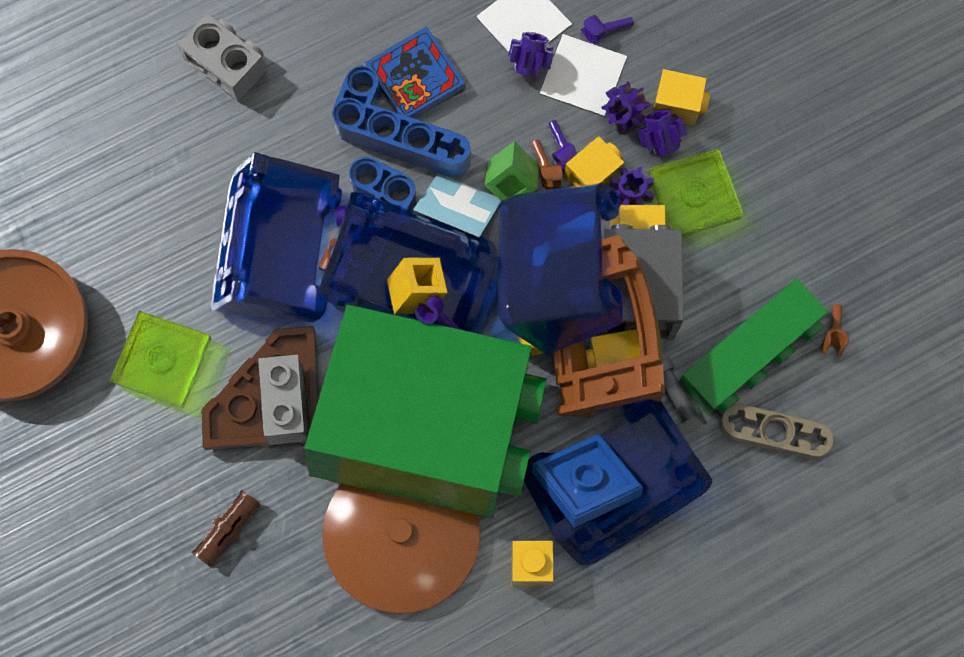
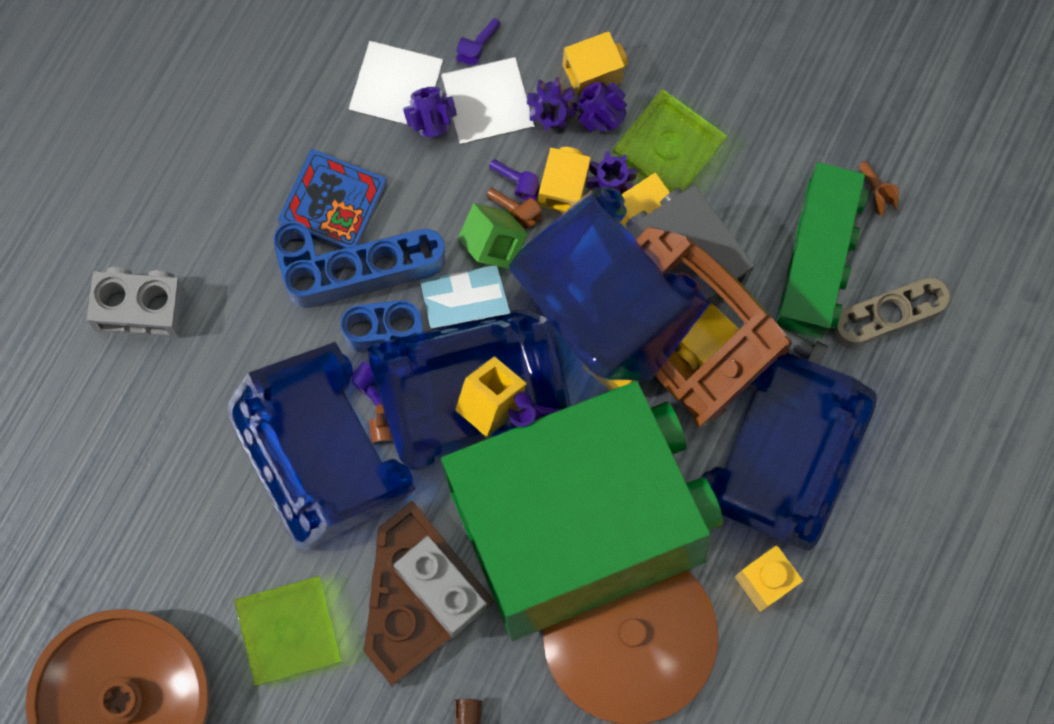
camera: 40 degrees left, 0 degrees up
(586, 480) = (768, 469): blue tile -> none

